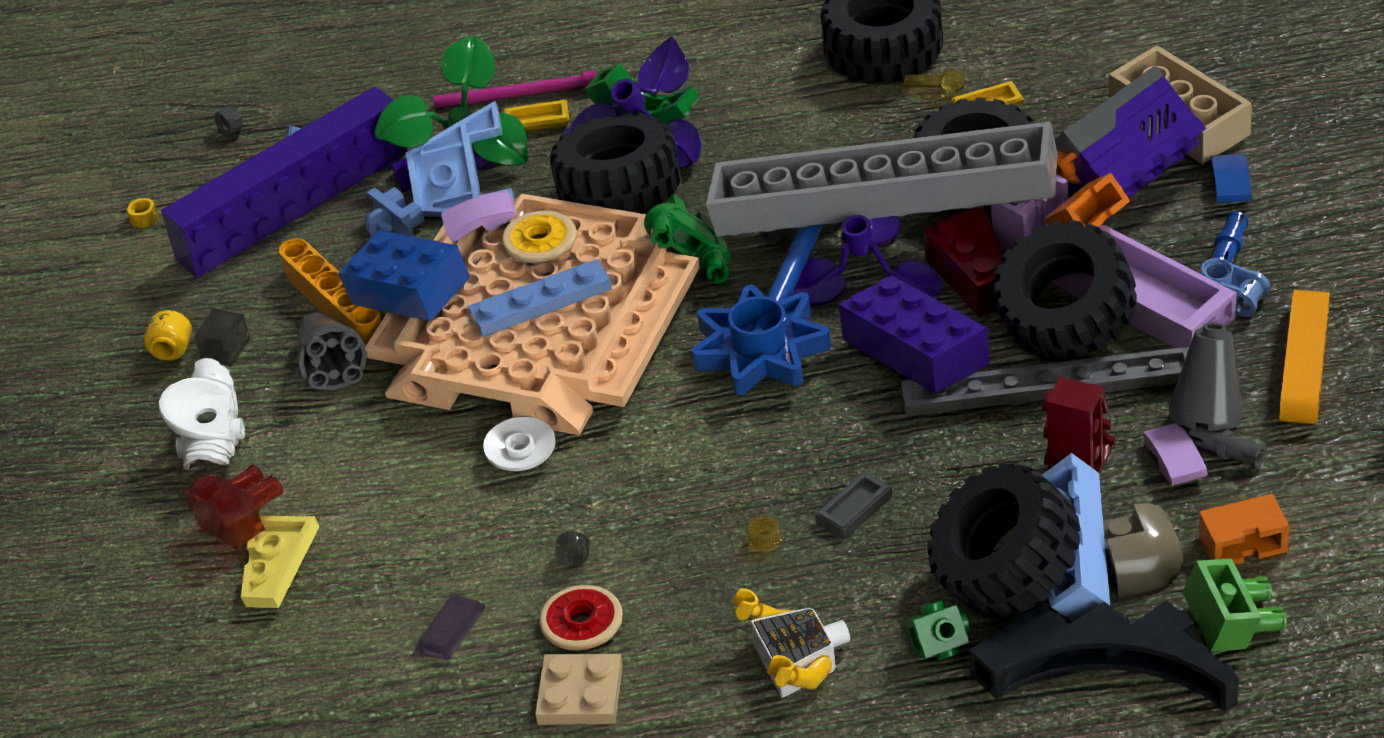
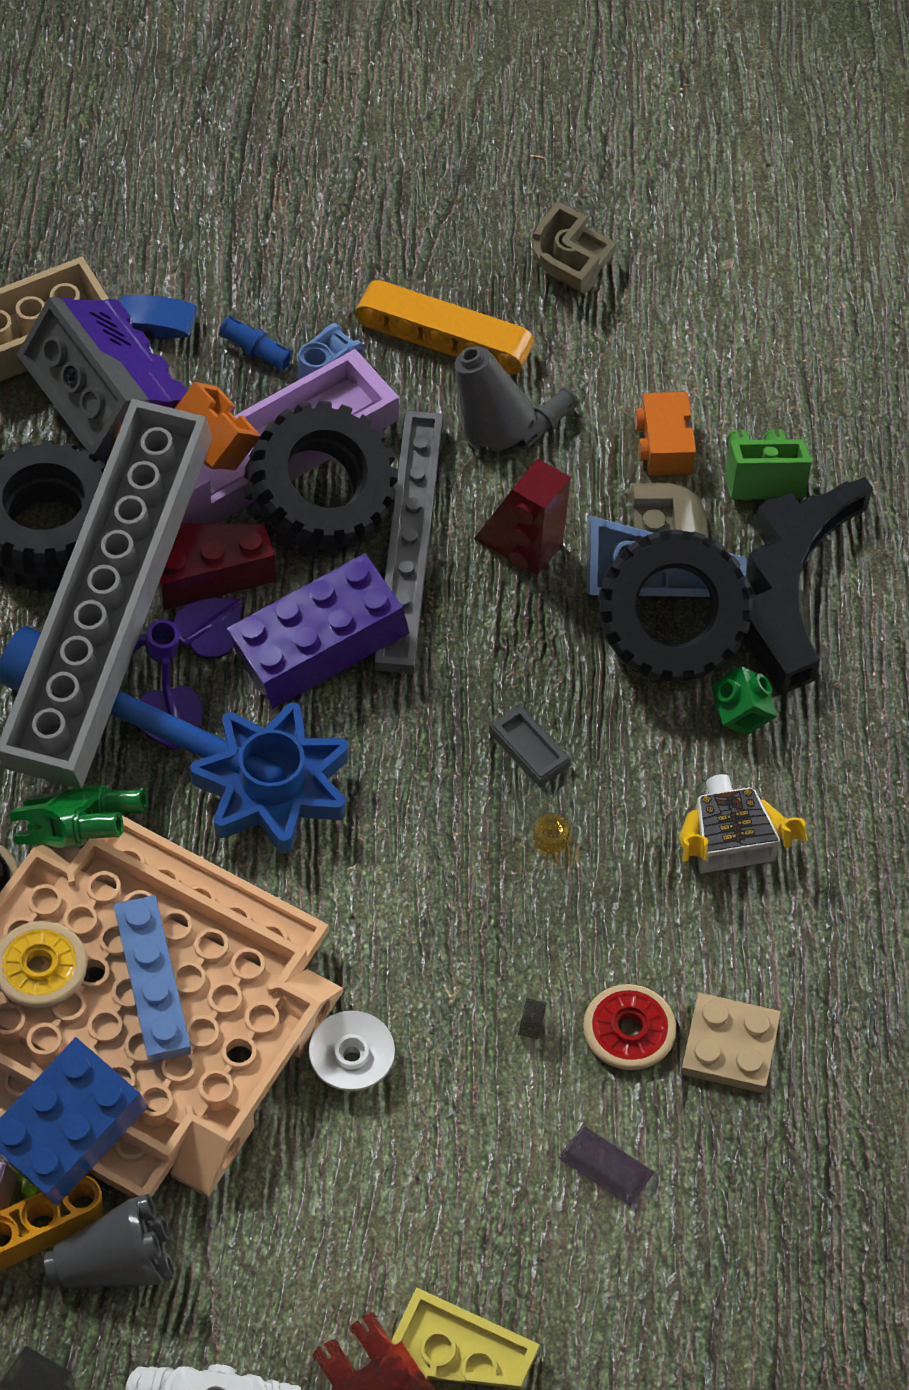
camera: 90 degrees left, 15 degrees up
(1176, 453) = (561, 454): lavender slope -> none

